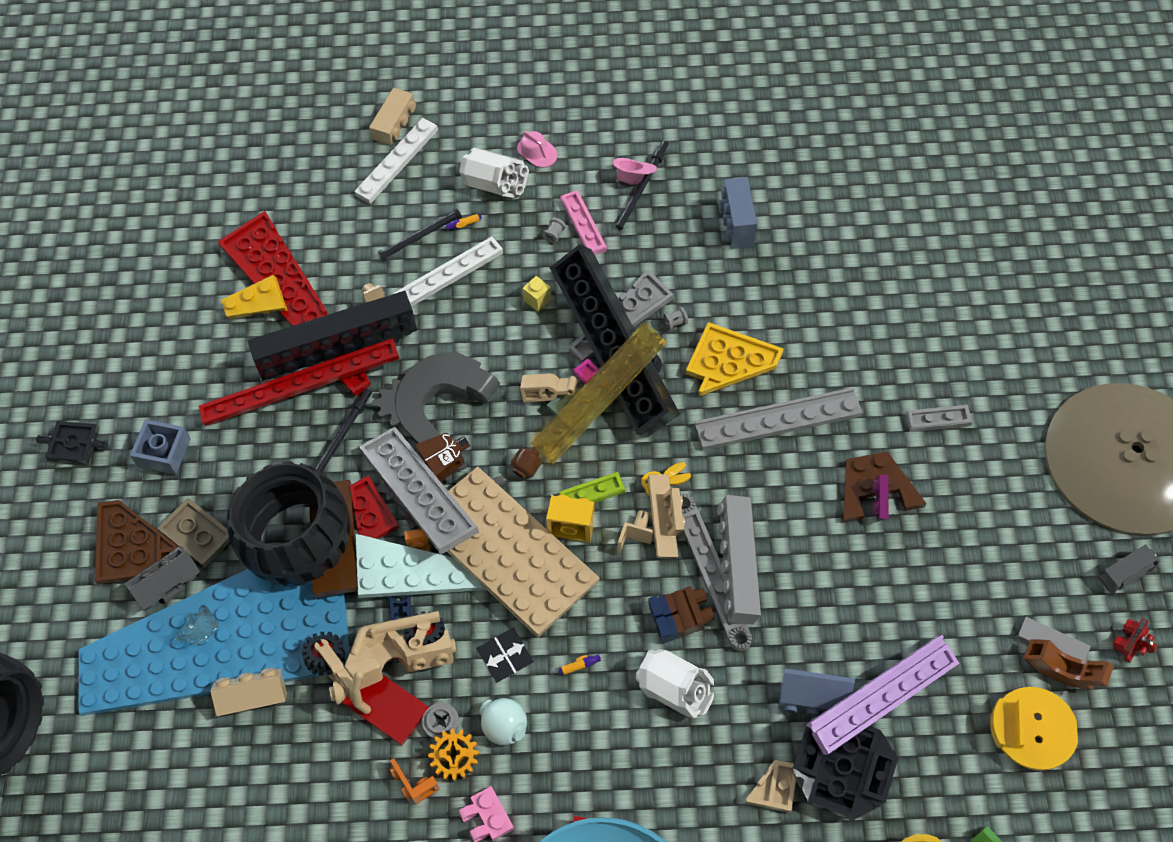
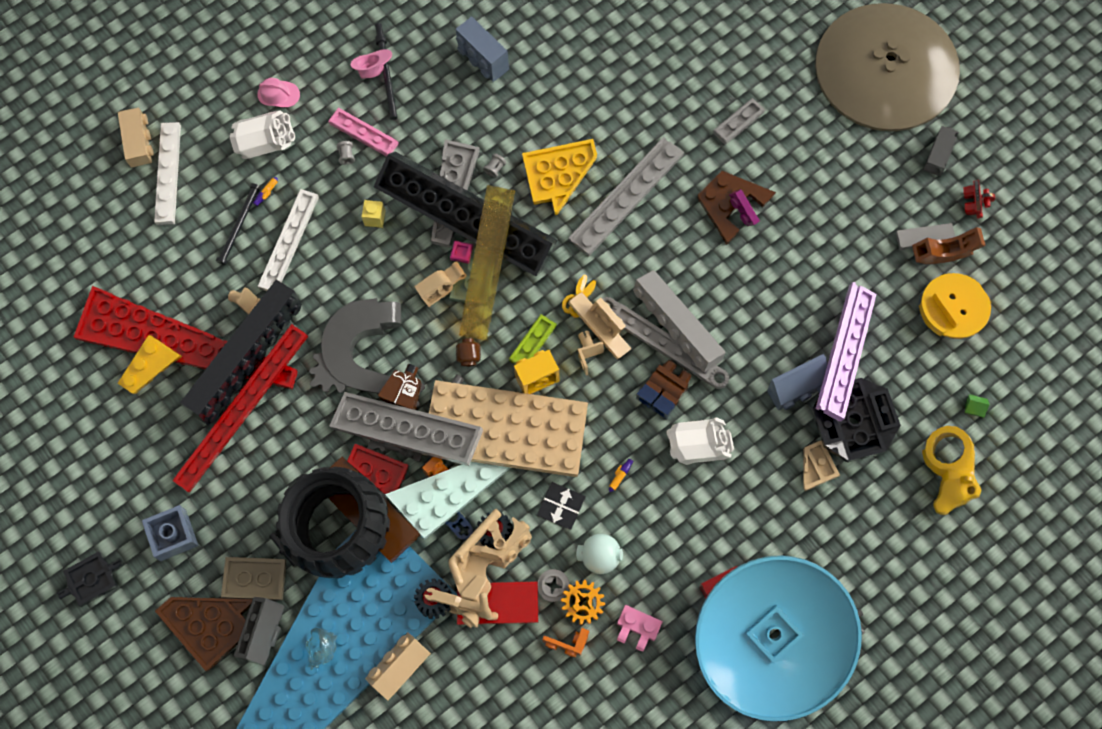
camera: 35 degrees left, 10 degrees up
(357, 408) = (302, 397): black bar -> none

